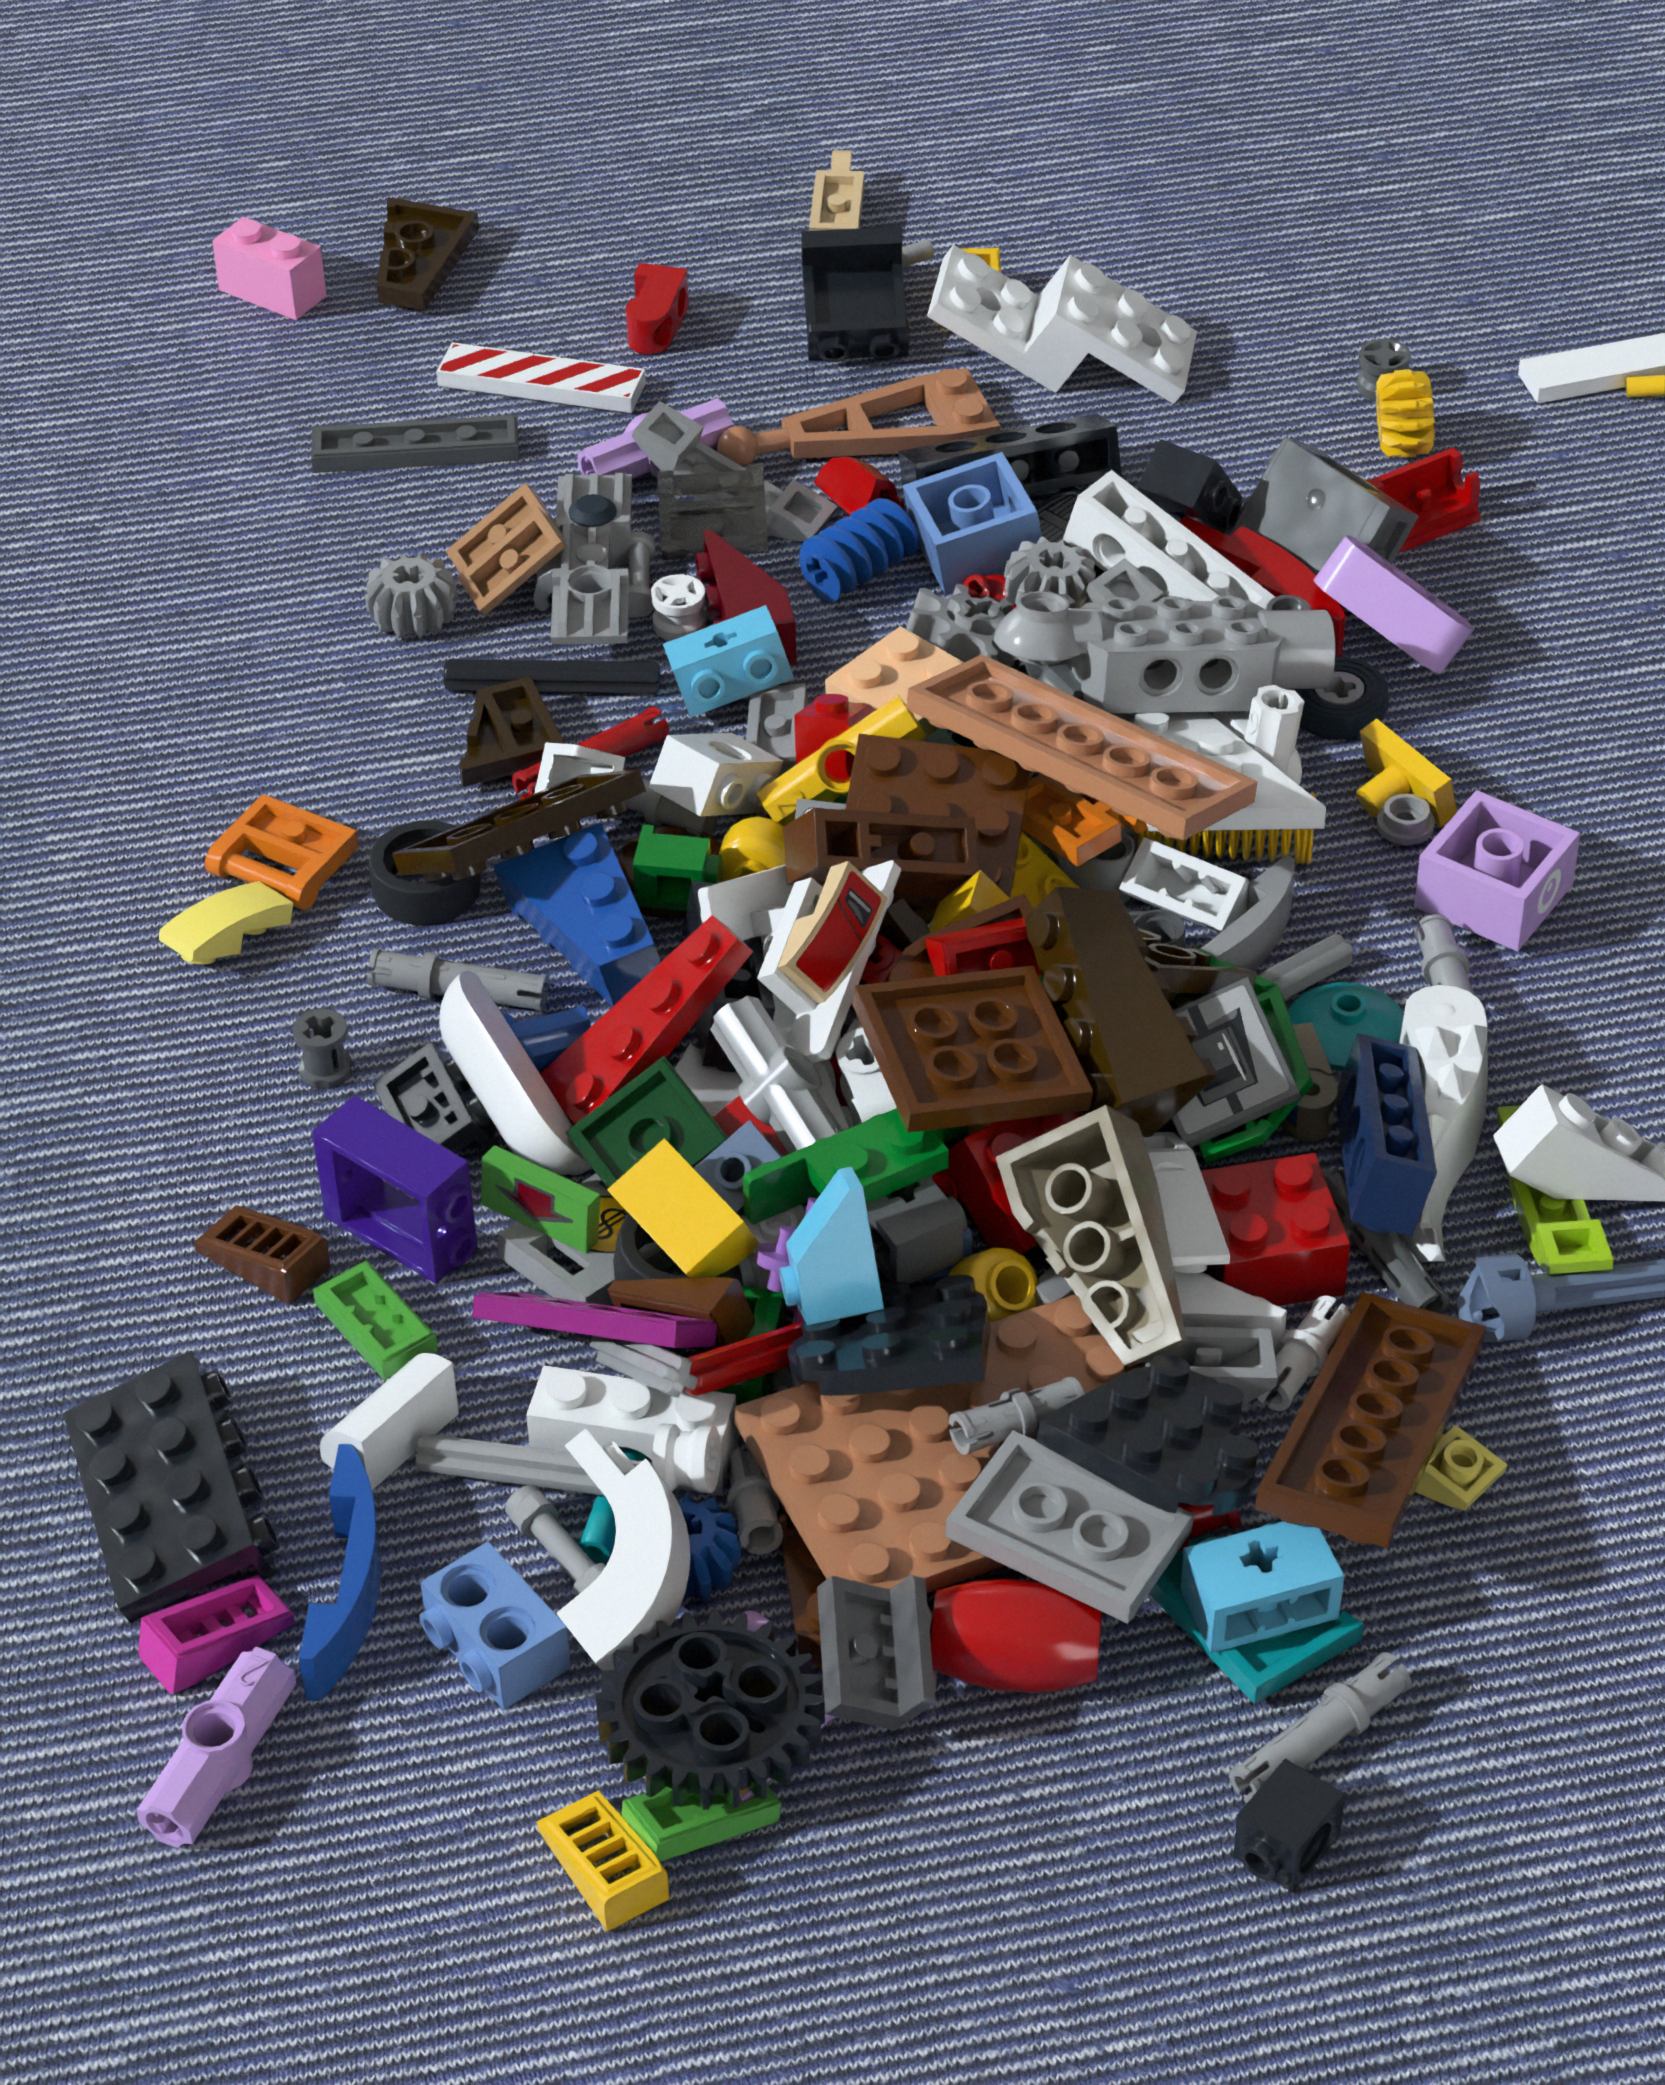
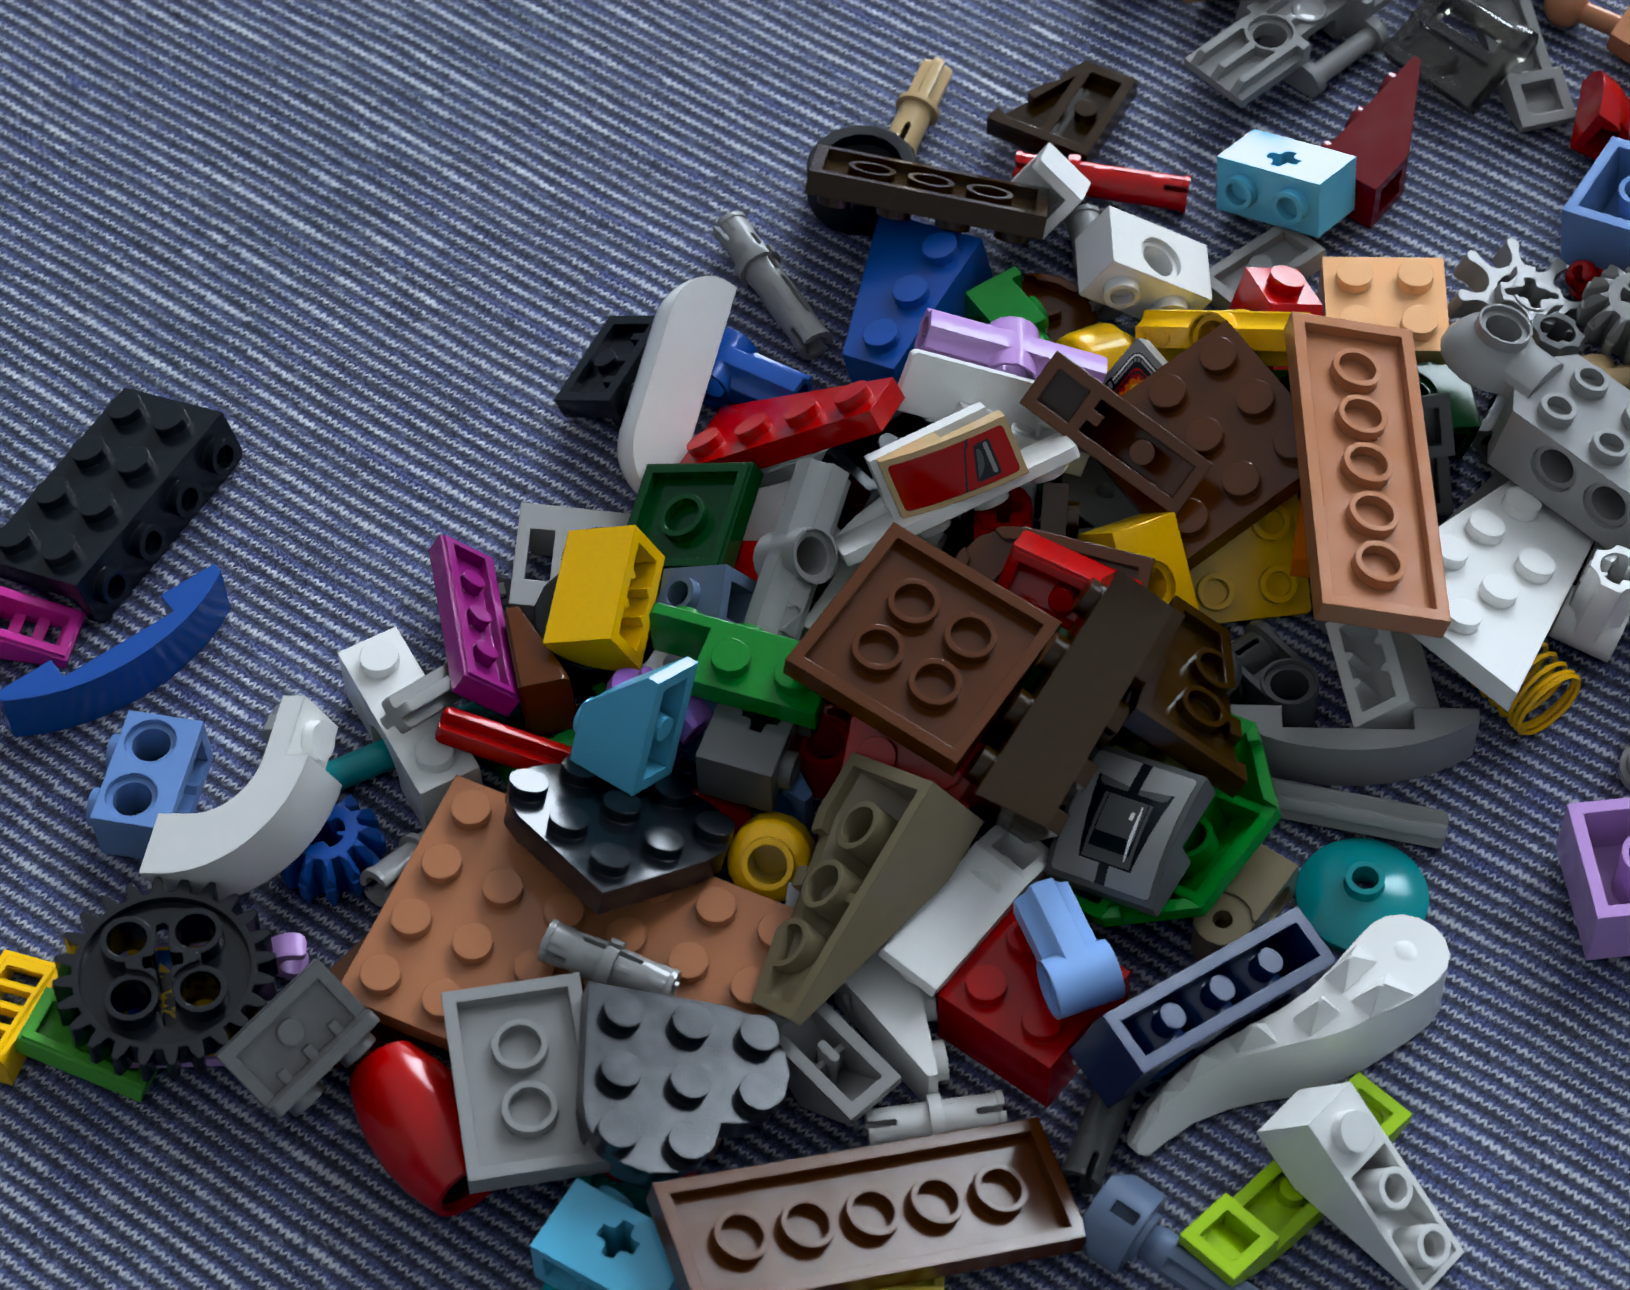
camera: 50 degrees right, 10 degrees up
(218, 922) = (664, 102): light yellow slope -> none
(285, 1279) = (388, 413): reddish brown slope -> none
(289, 837) = (811, 78): orange plate -> none
(326, 1045) = (600, 251): dark grey bush -> none
(365, 1146) = (492, 408): dark purple window -> none
(374, 1319) = (381, 496): bright green plate -> none
(395, 1417) = (290, 581): white brick -> none
(396, 800) = (919, 105): none -> tan axle
(504, 1463) = (314, 680): light grey axle -> none
(540, 1199) = (560, 490): bright green tile -> none
(555, 675) = (1160, 88): black axle -> none
(678, 606) = (1328, 105): white wheel -> none
(687, 1457) = (379, 782): white wheel -> none
(716, 862) = (1003, 345): none -> lavender piece
(857, 549) = (1526, 163): blue piece -> none
(1301, 1164) = (1071, 964): none -> light blue piece
(1443, 960) = (1499, 917): light grey pin -> none

